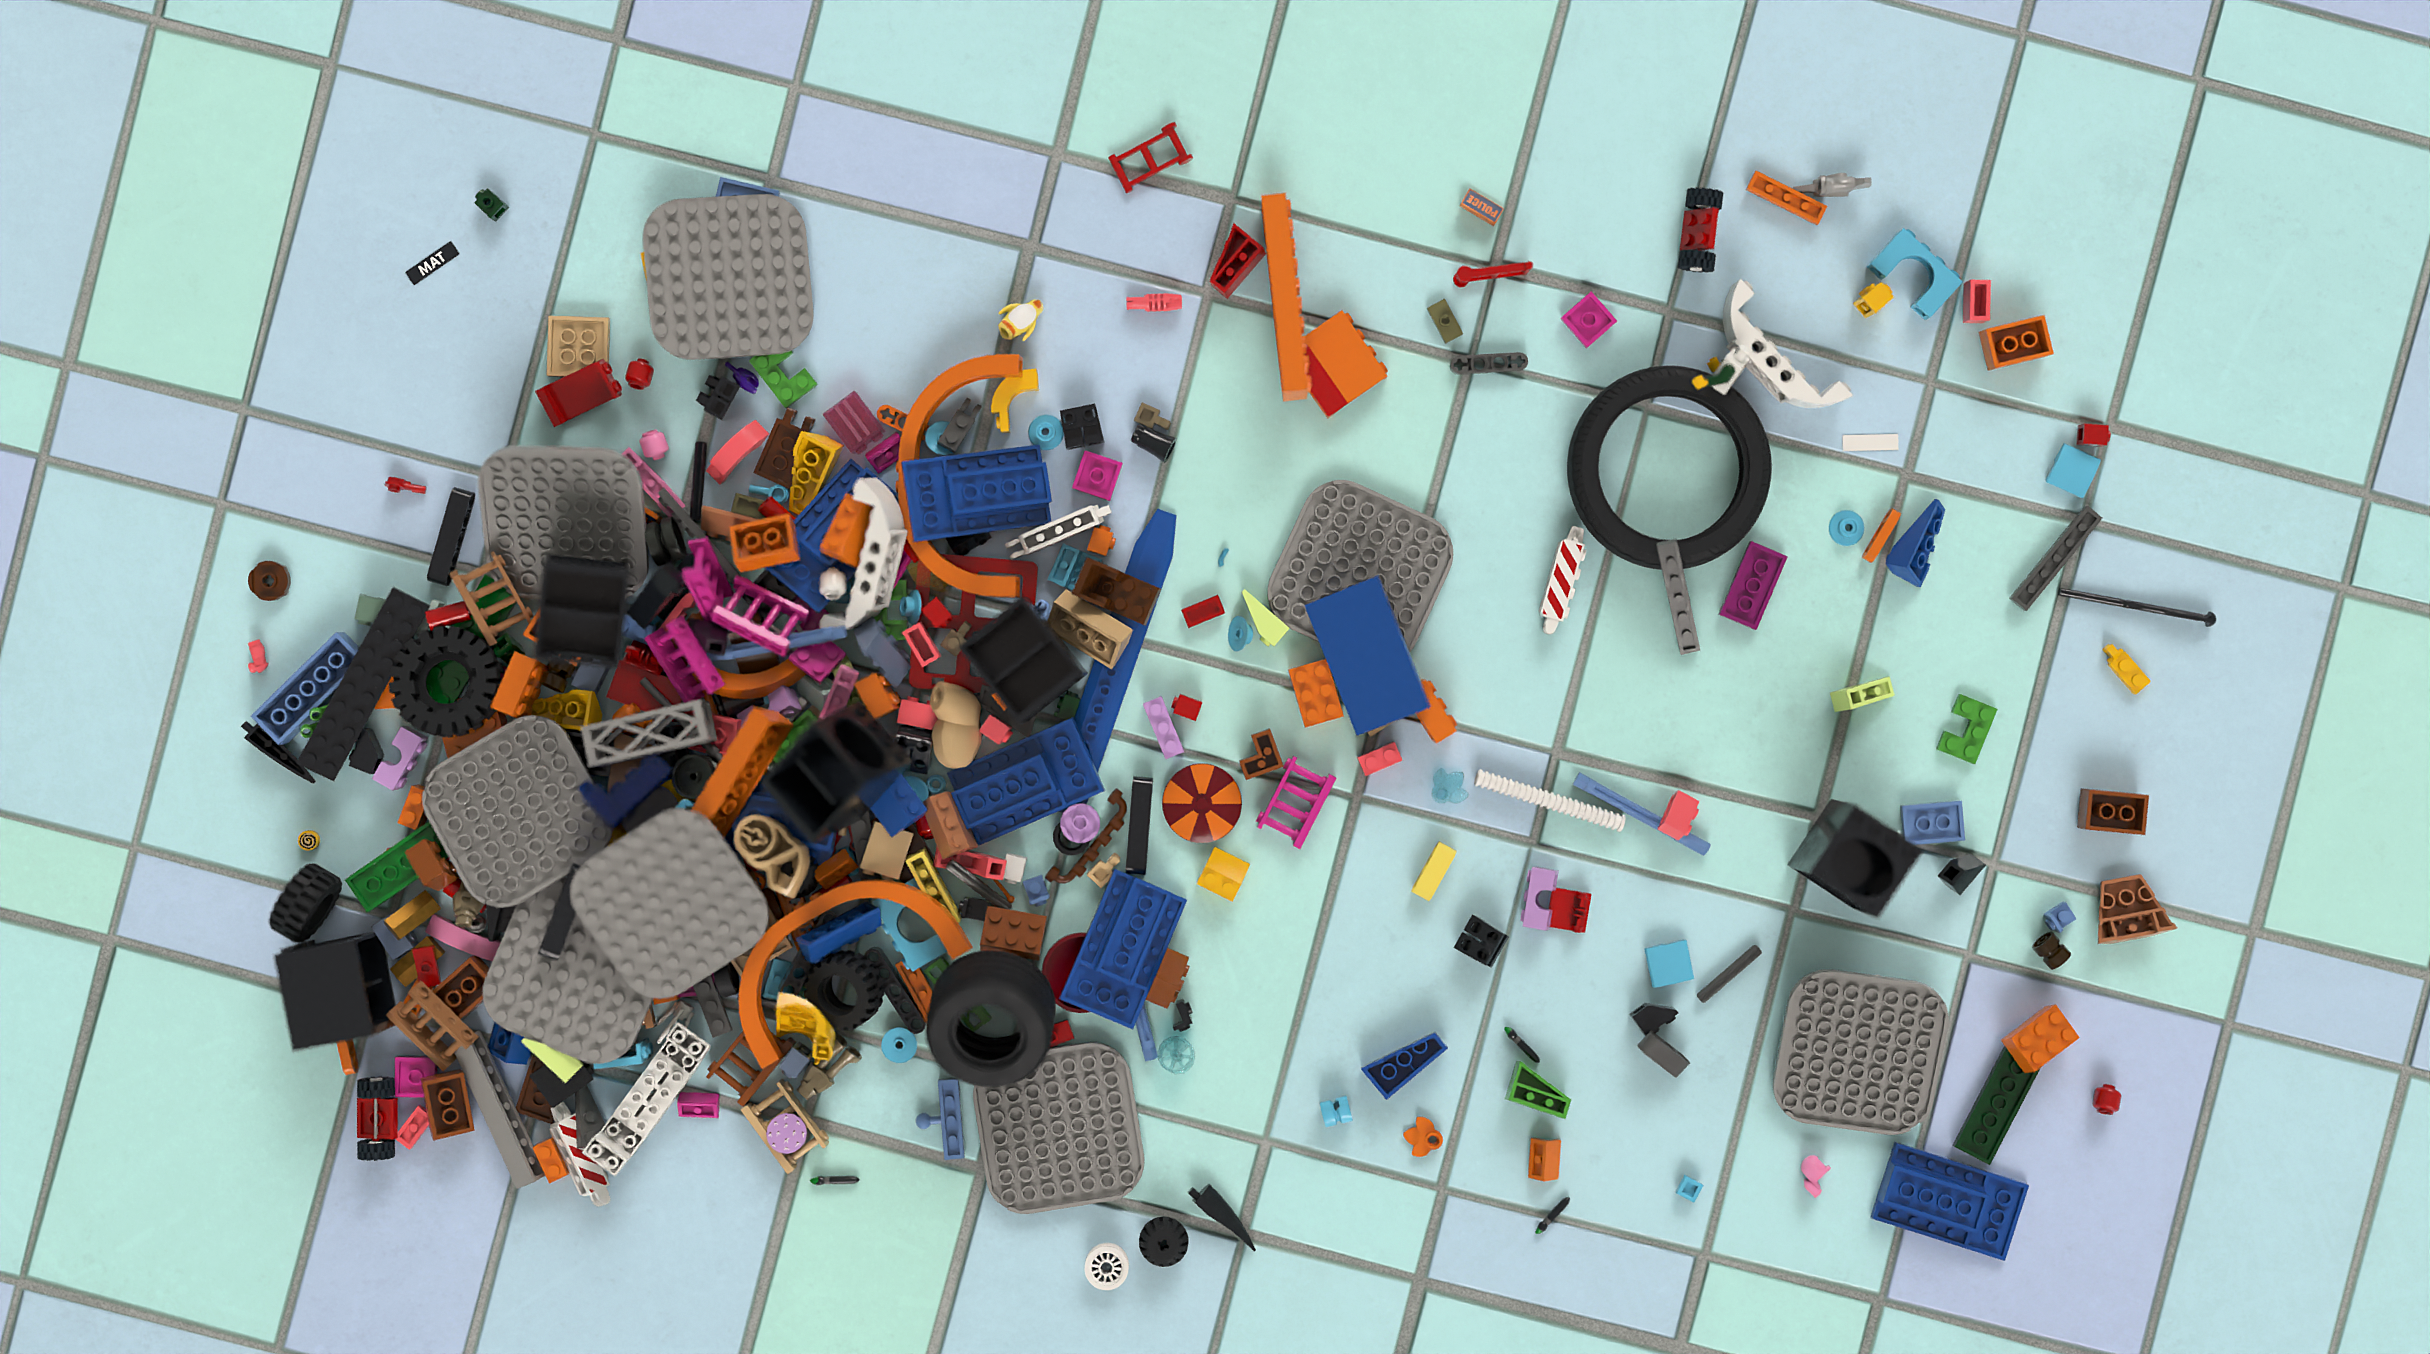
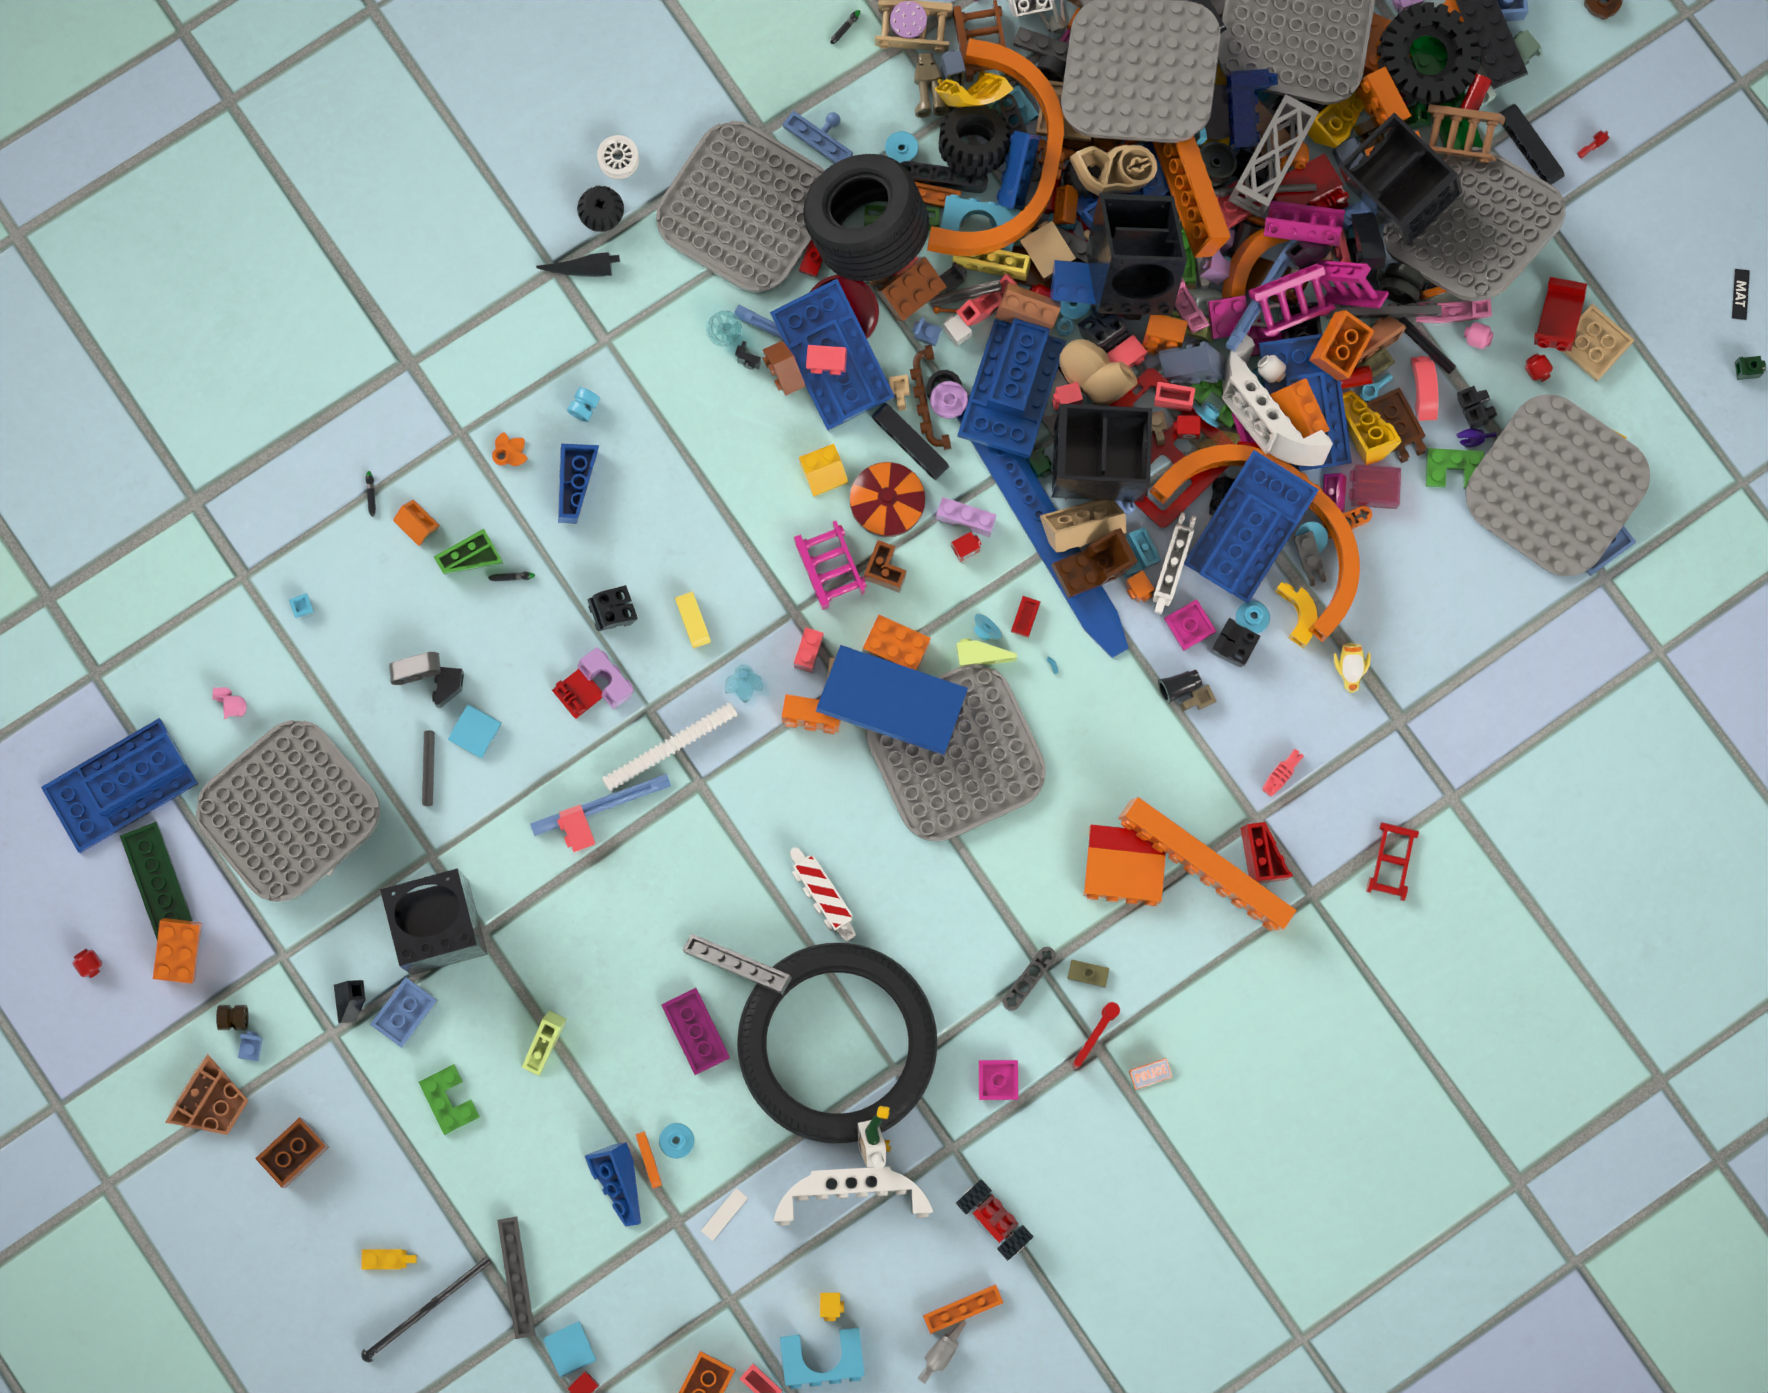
camera: 125 degrees right, 10 degrees down
(1136, 947) = (826, 359): none -> coral brick

